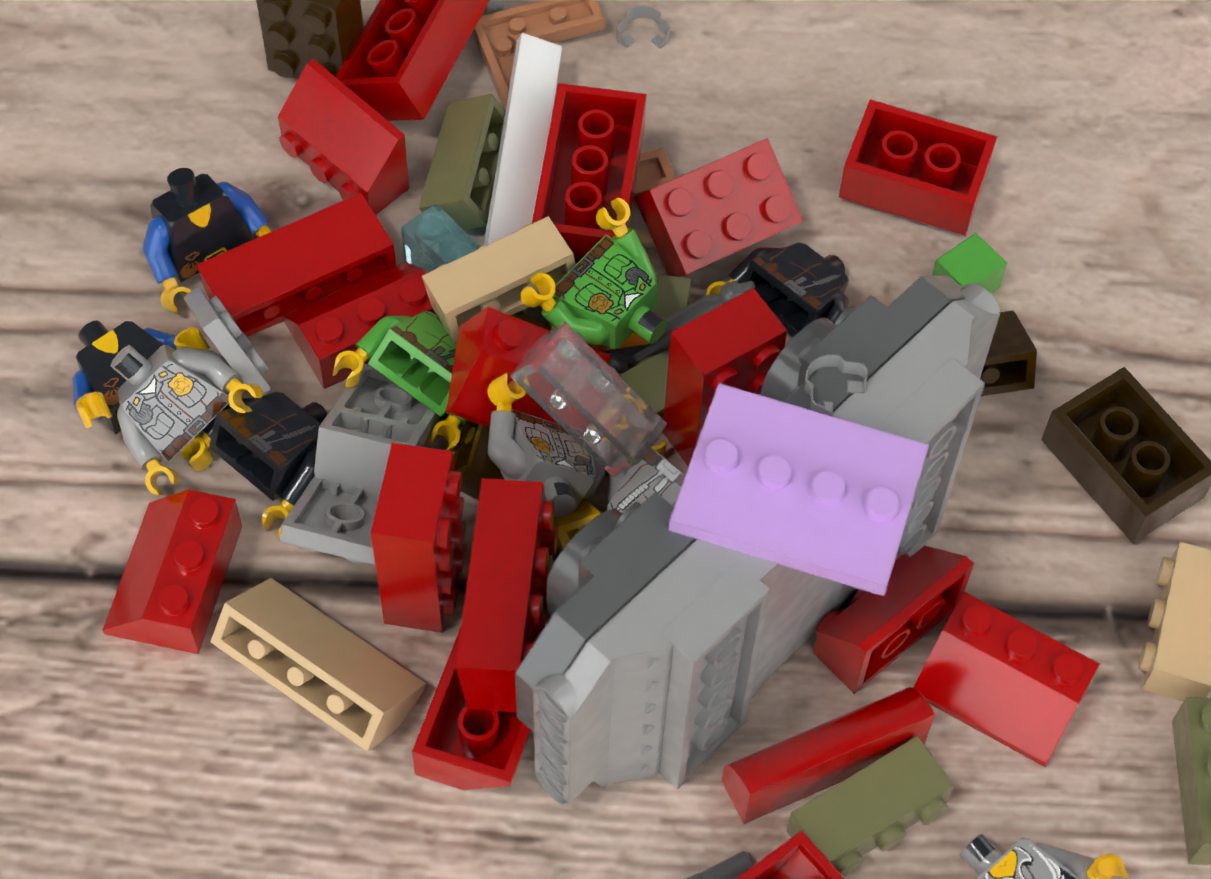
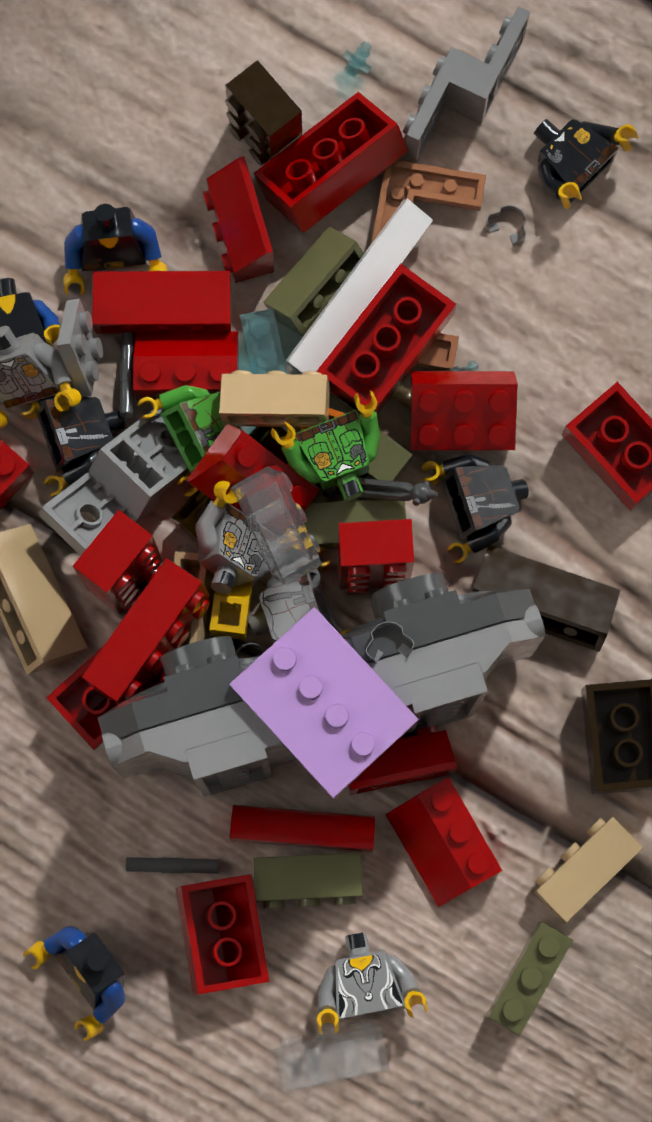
camera: 30 degrees right, 20 degrees up
(299, 360) = (126, 375): none -> dark grey piece
(972, 263) = (607, 544): bright green brick -> none

